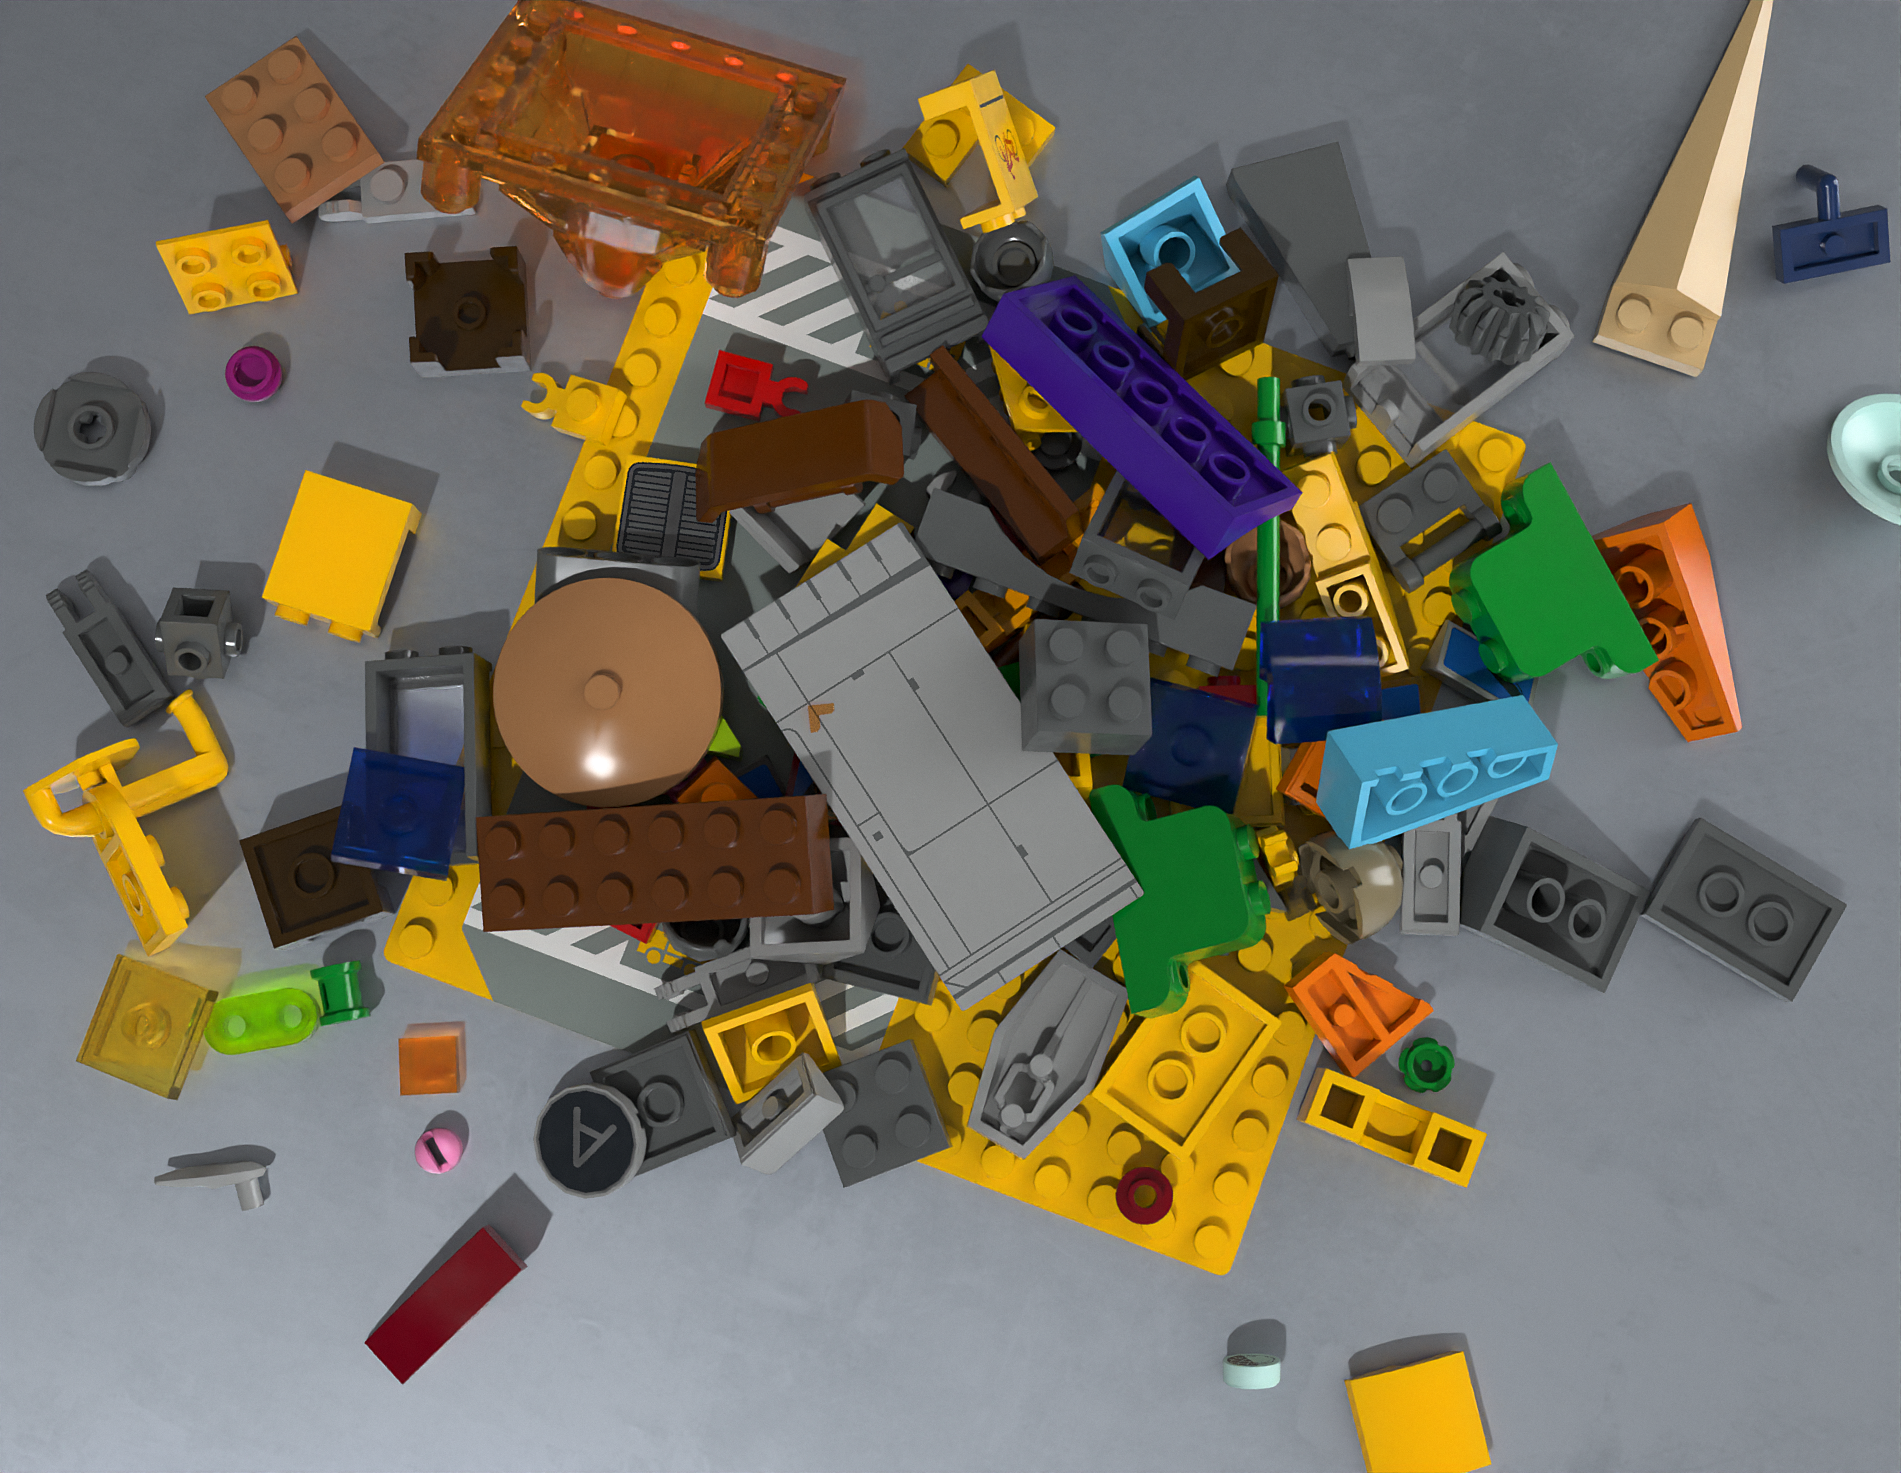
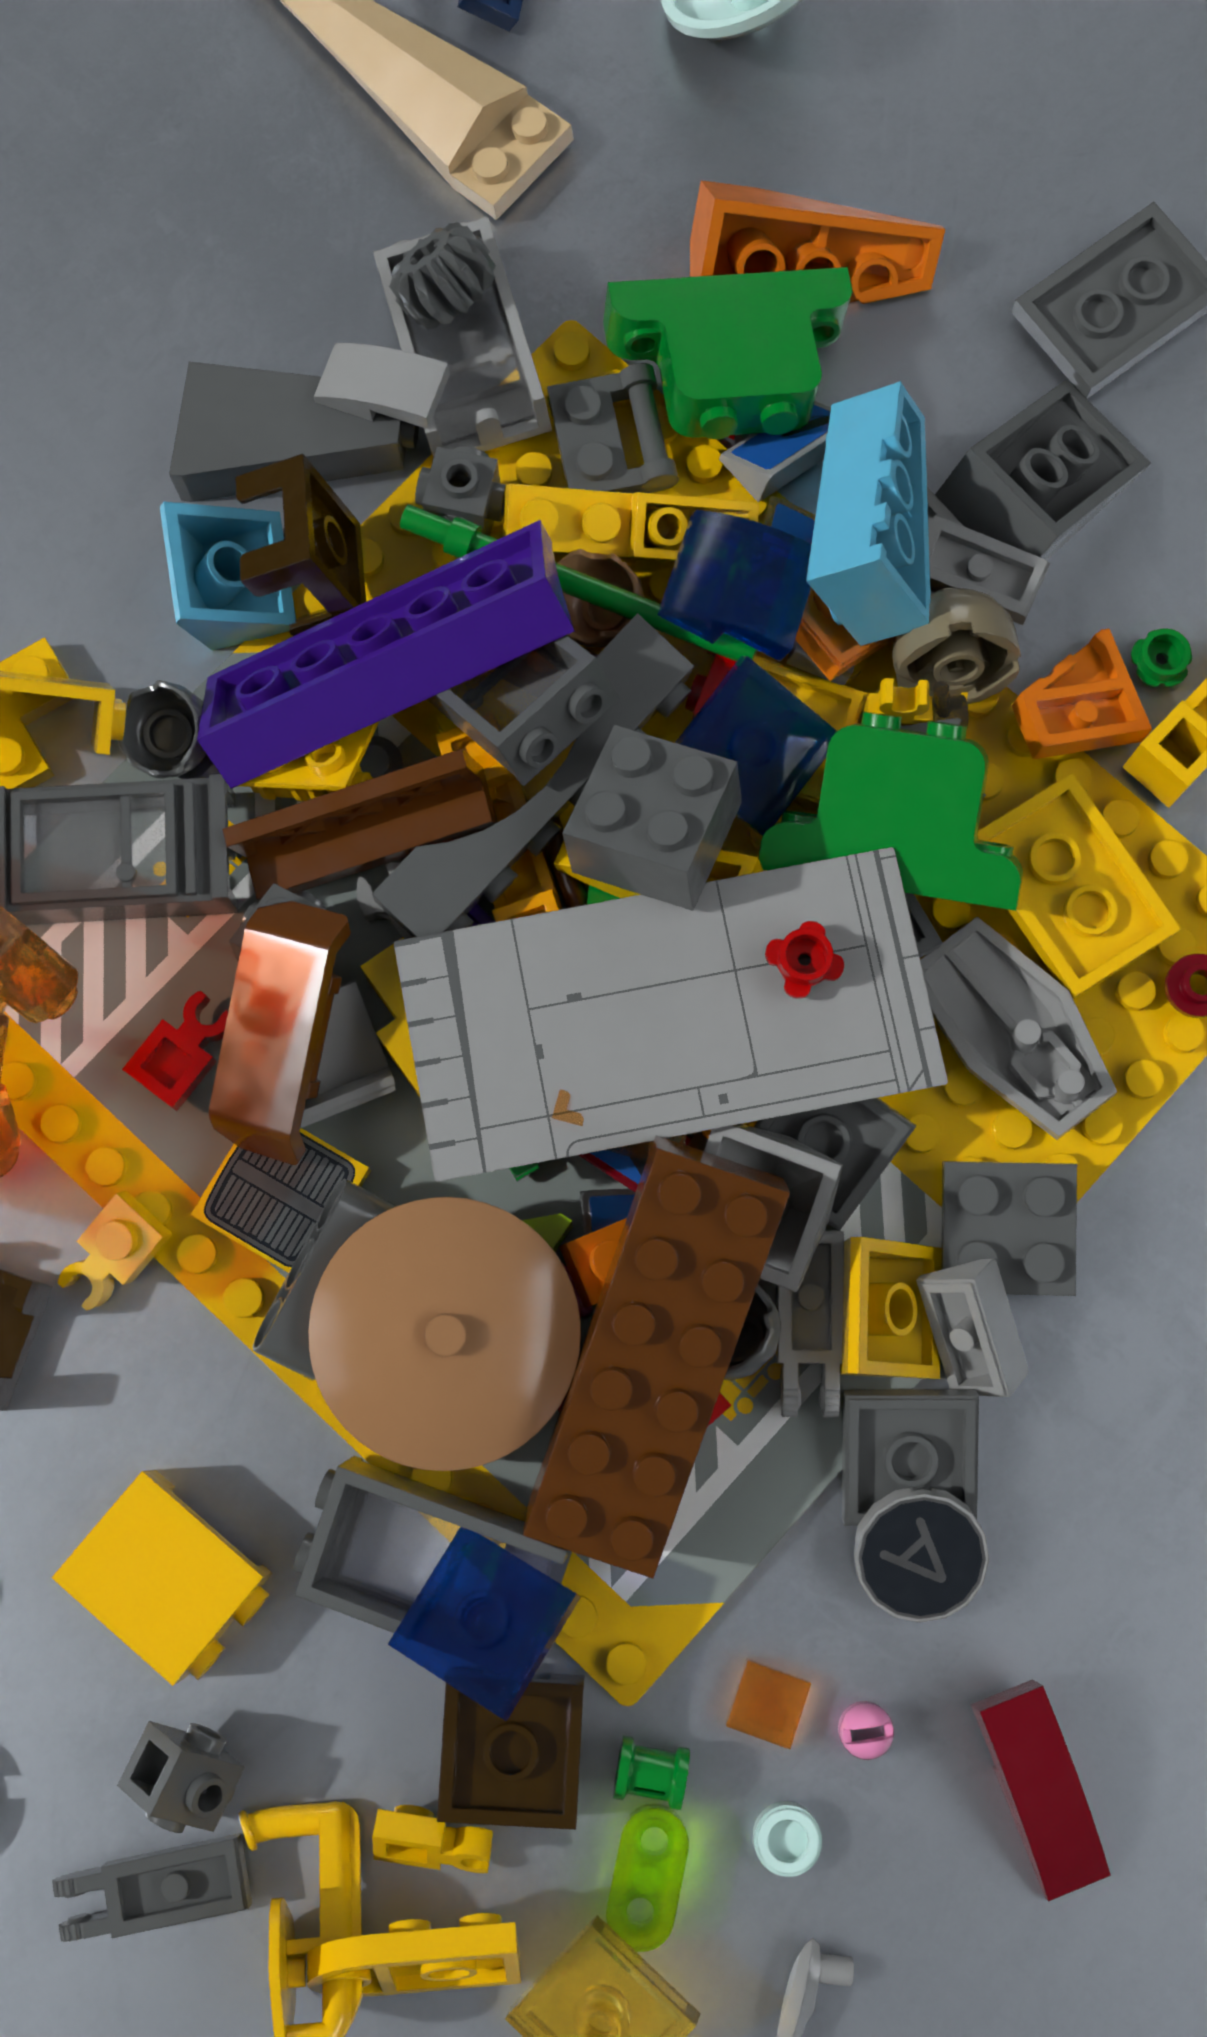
camera: 60 degrees left, 5 degrees down
(221, 830) = (416, 1839): none -> yellow plate
(332, 1120) = (787, 1838): none -> light aqua tile
(1016, 839) = (807, 940): none -> red plate

